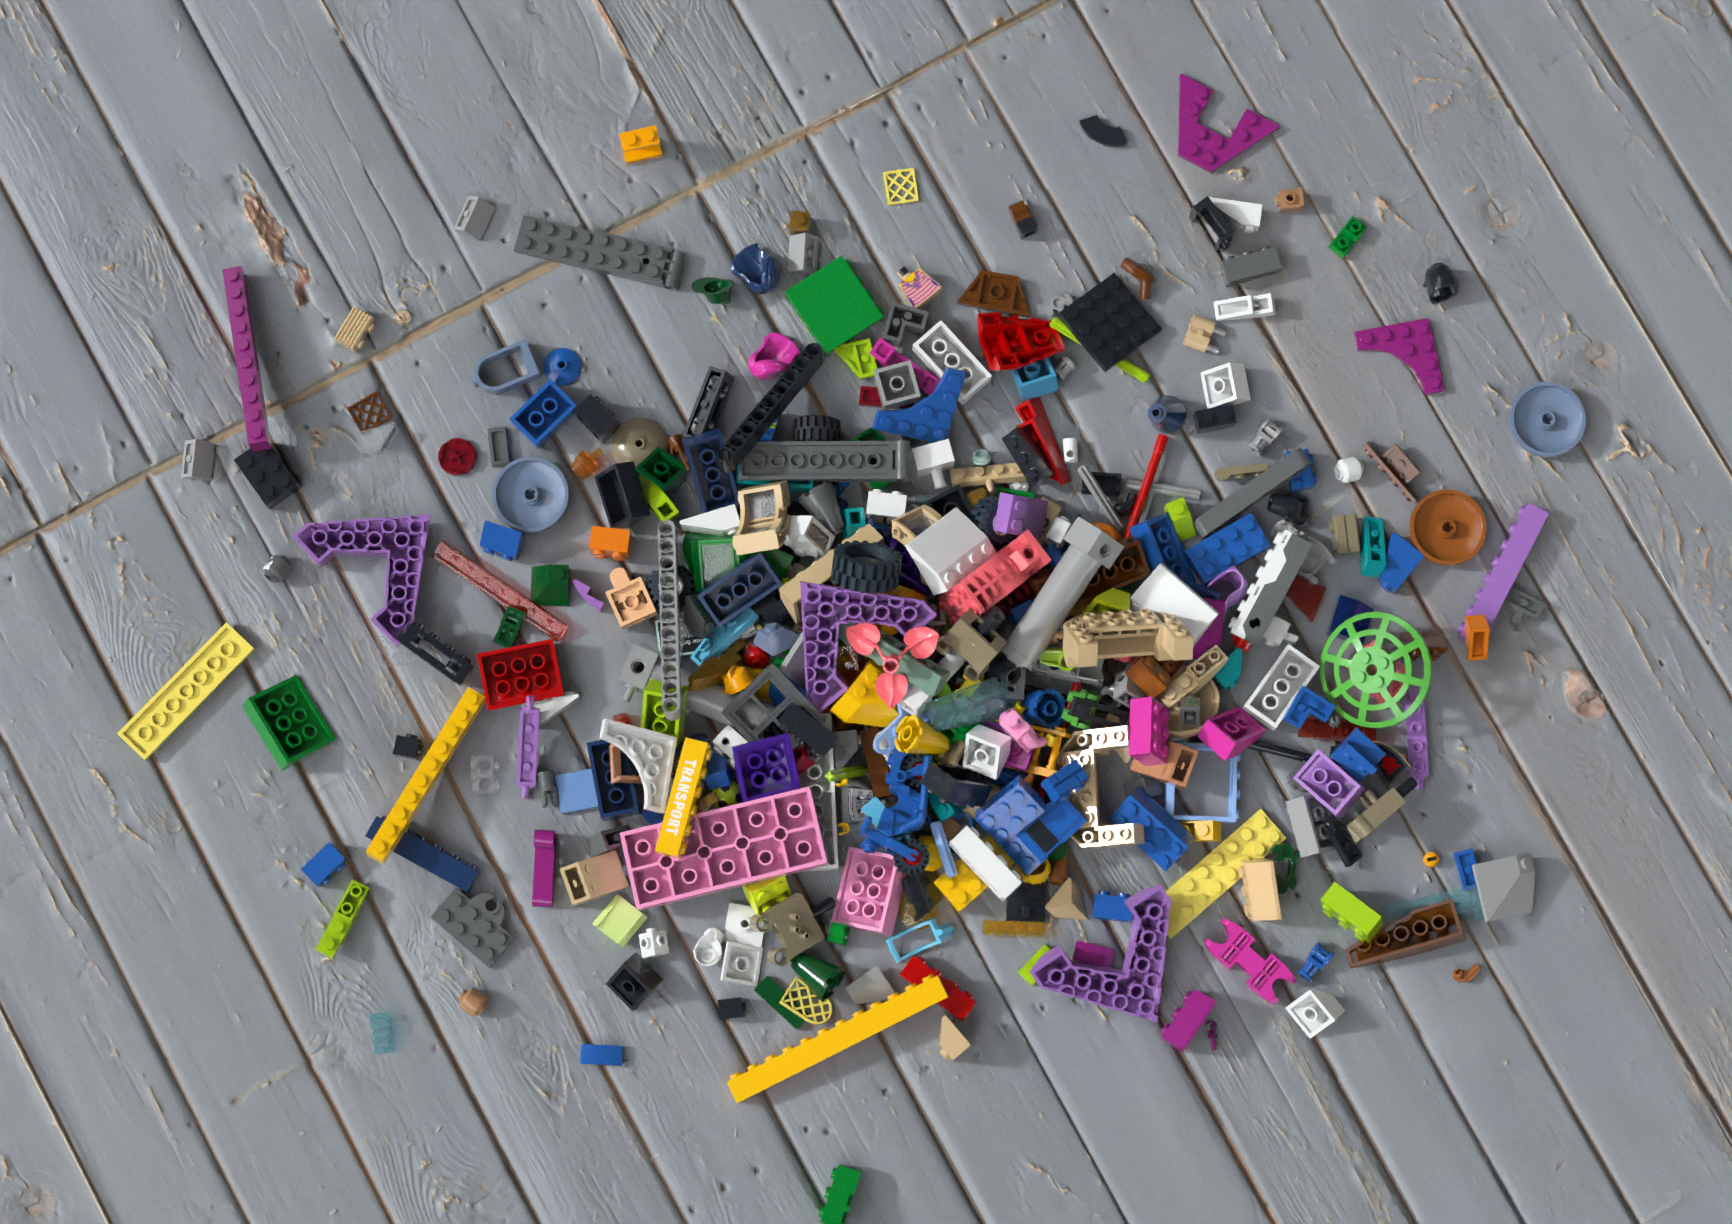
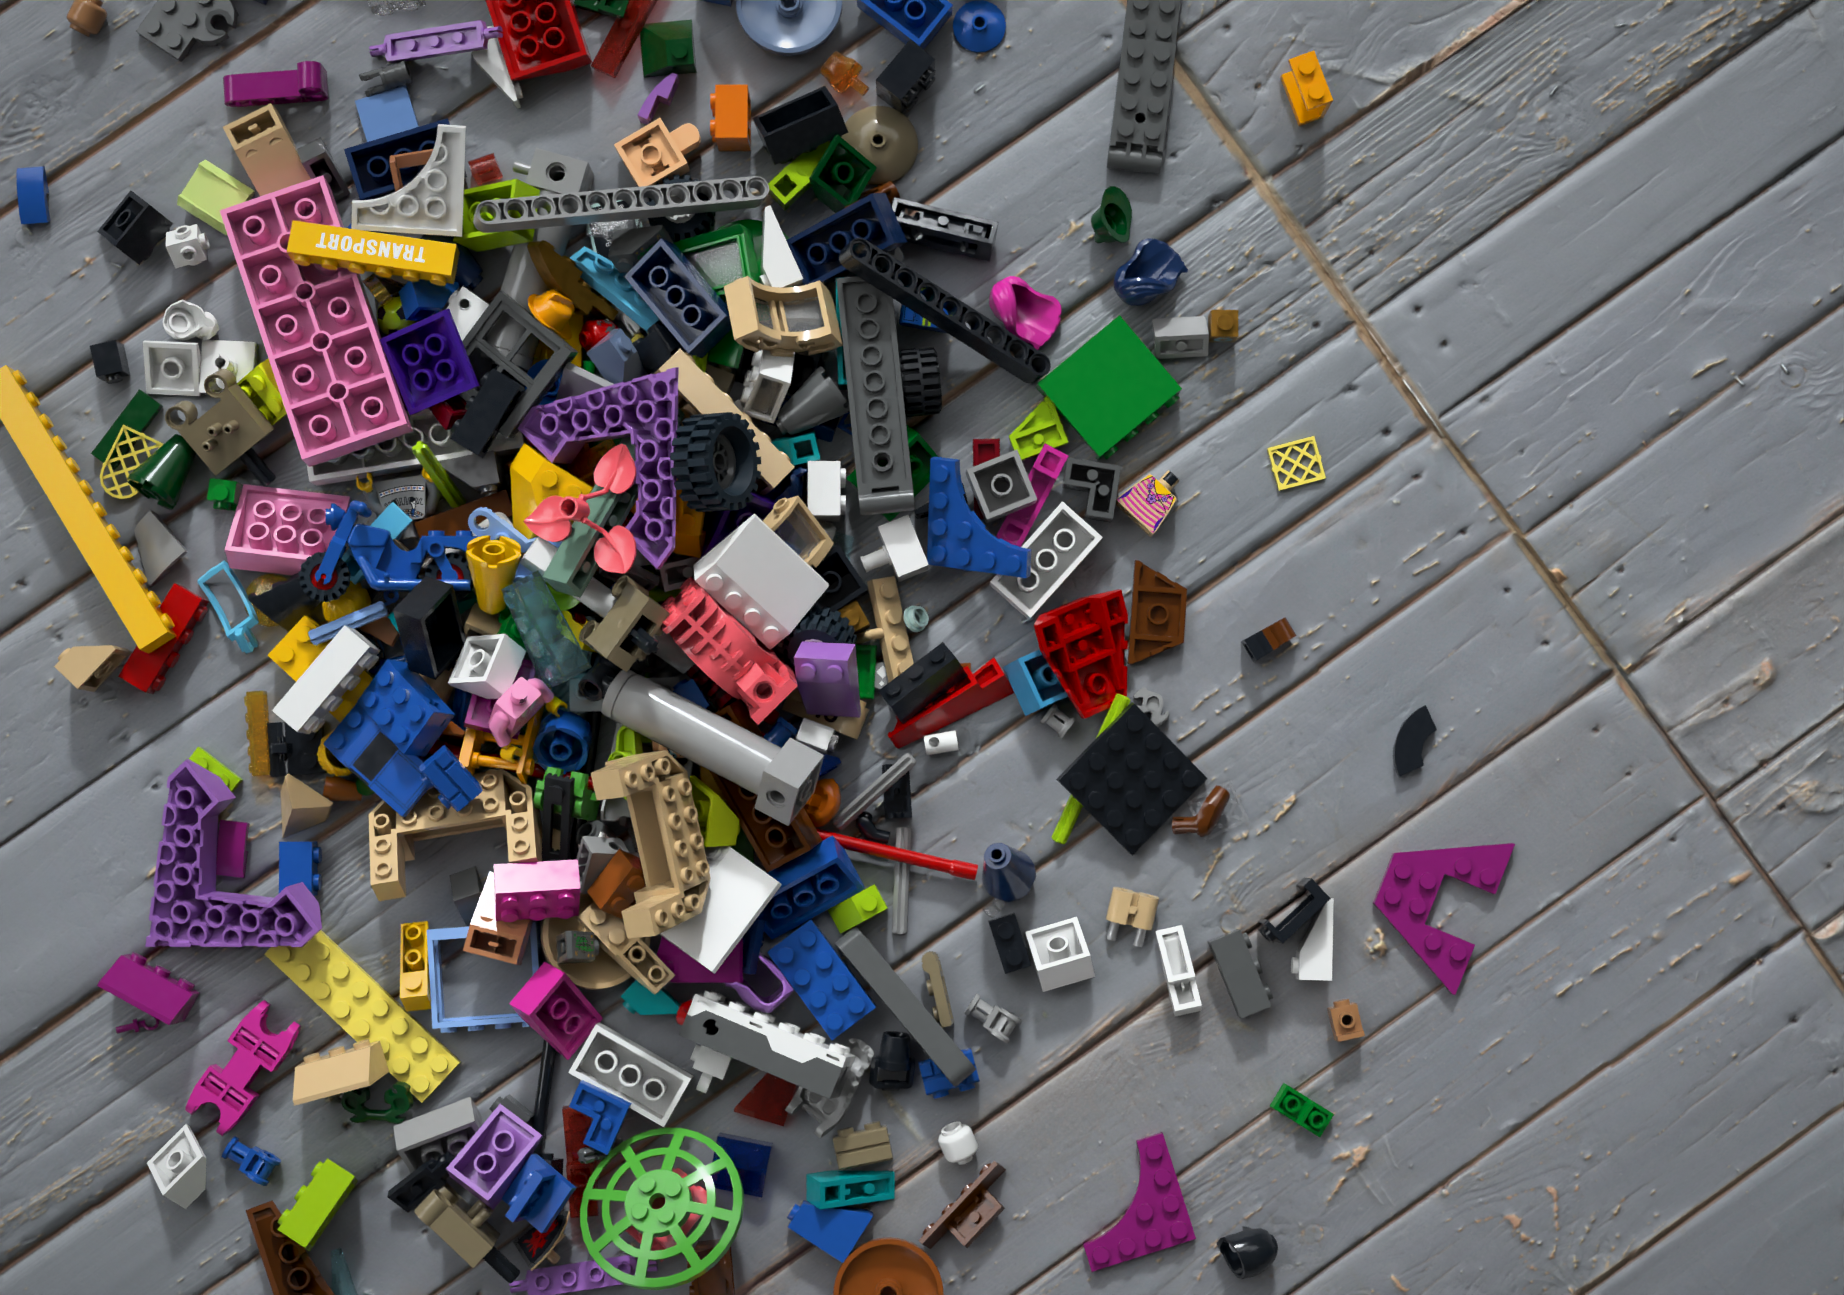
camera: 85 degrees right, 5 degrees up
(1163, 834) = (403, 925): blue brick -> none

